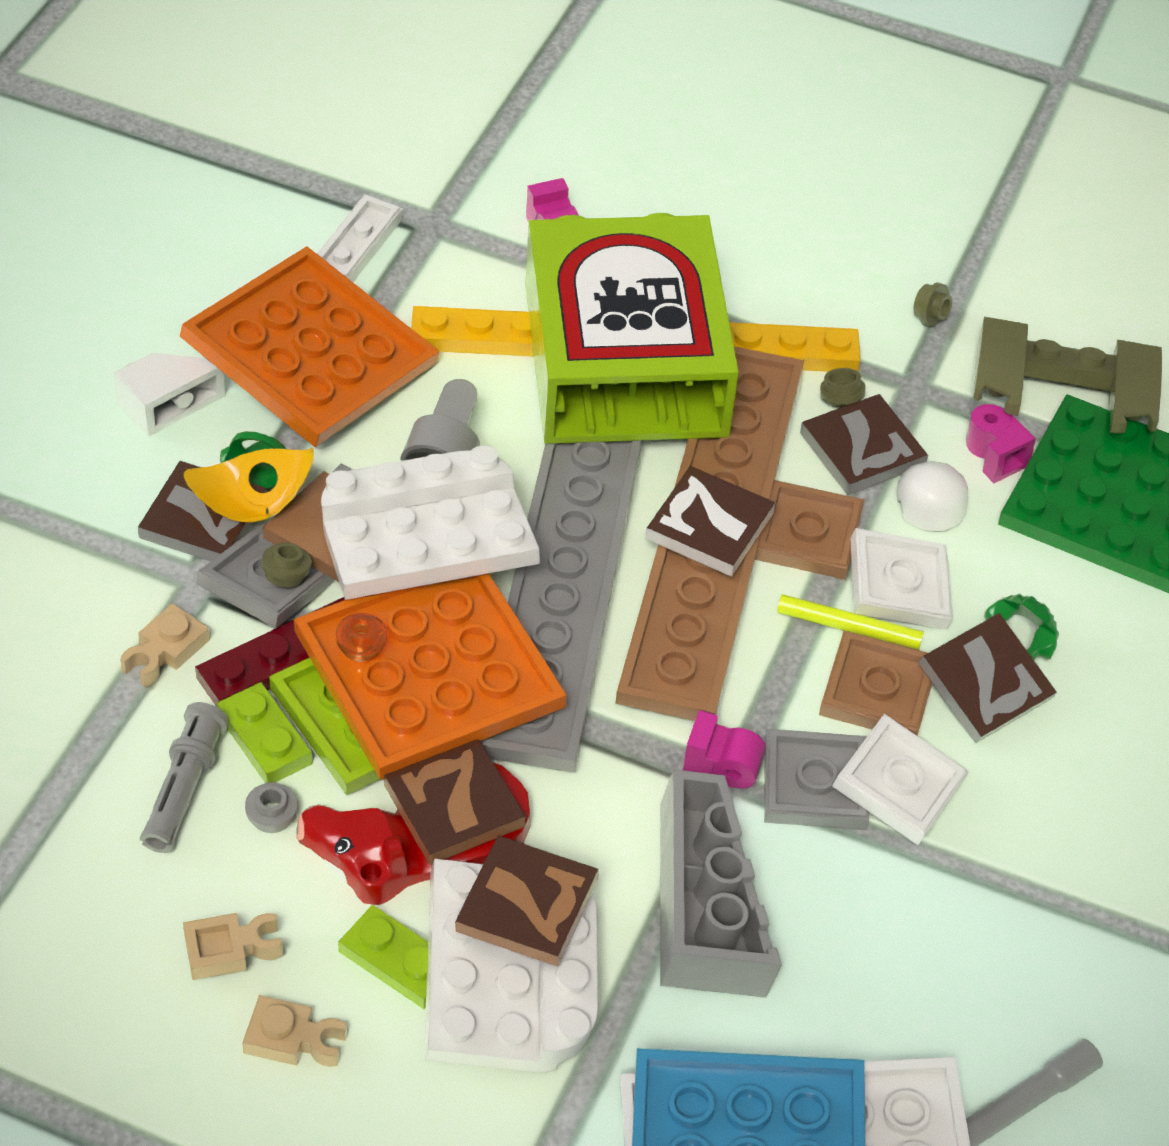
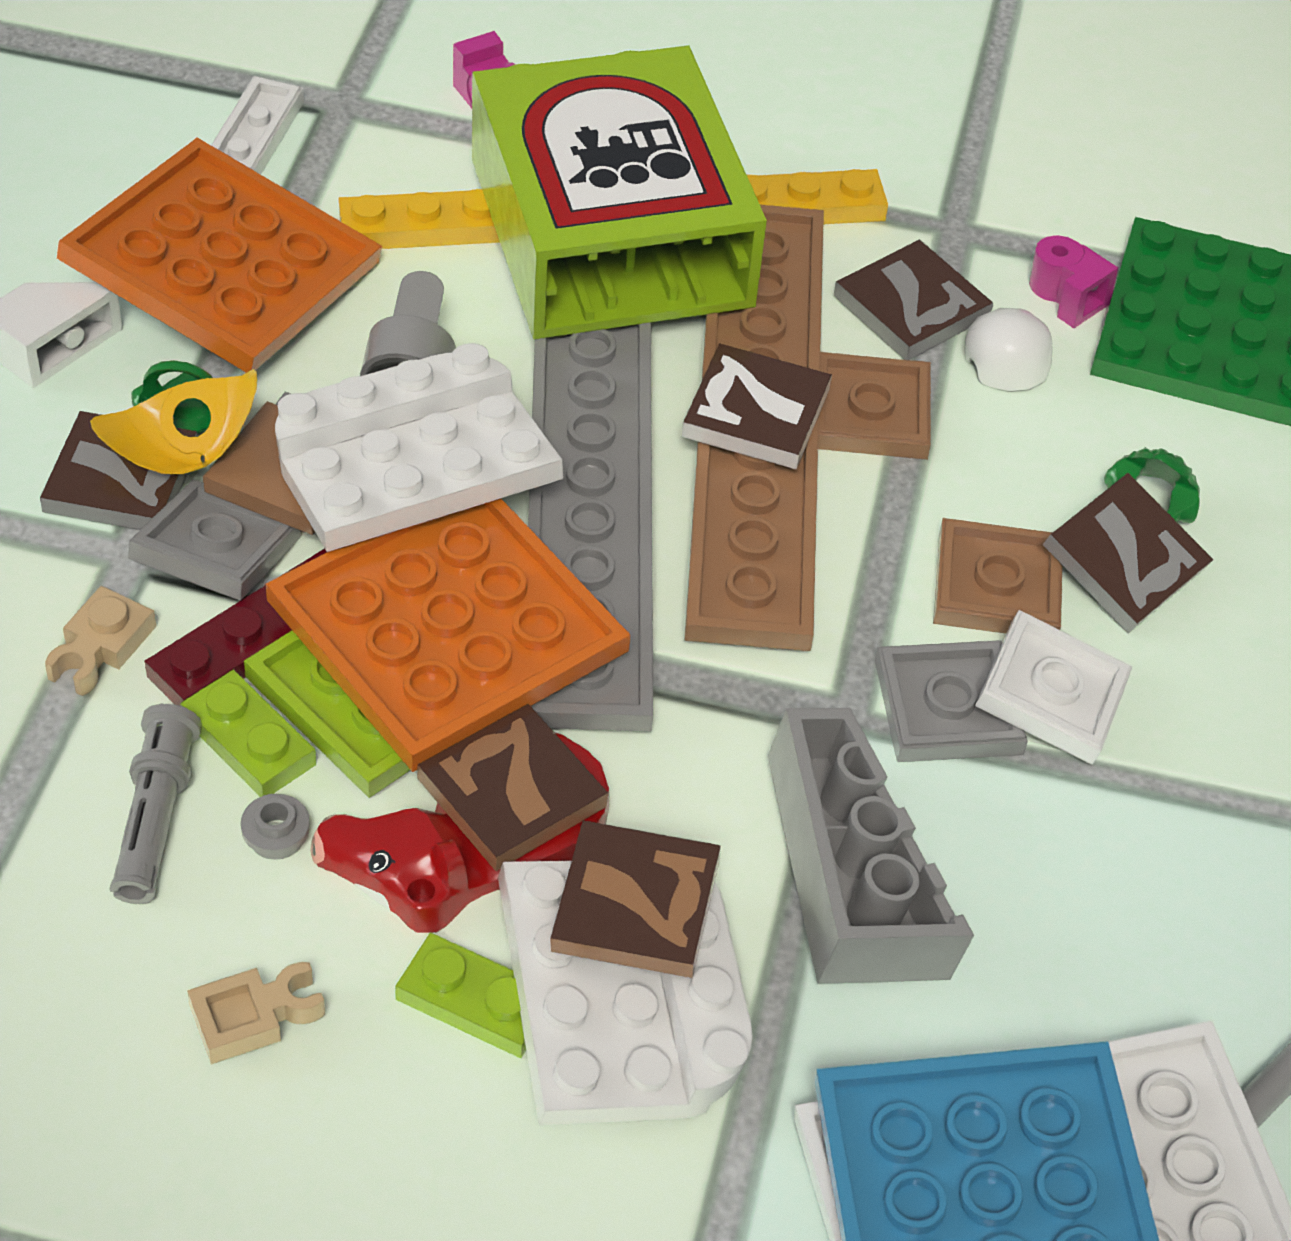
camera: 10 degrees left, 0 degrees up
(285, 1029) = (344, 1113): tan plate -> none
(286, 564) = (241, 519): olive plate -> none
(365, 646) = (358, 594): clear orange plate -> none
(724, 751) = (834, 679): dark pink leg -> none
(842, 387) = (874, 236): olive plate -> none
(850, 622) = (945, 506): neon yellow bar -> none
(900, 579) = (996, 449): white tile -> none
(932, 303) = (957, 131): olive plate -> none
(1129, 374) = (1204, 185): olive wedge -> none

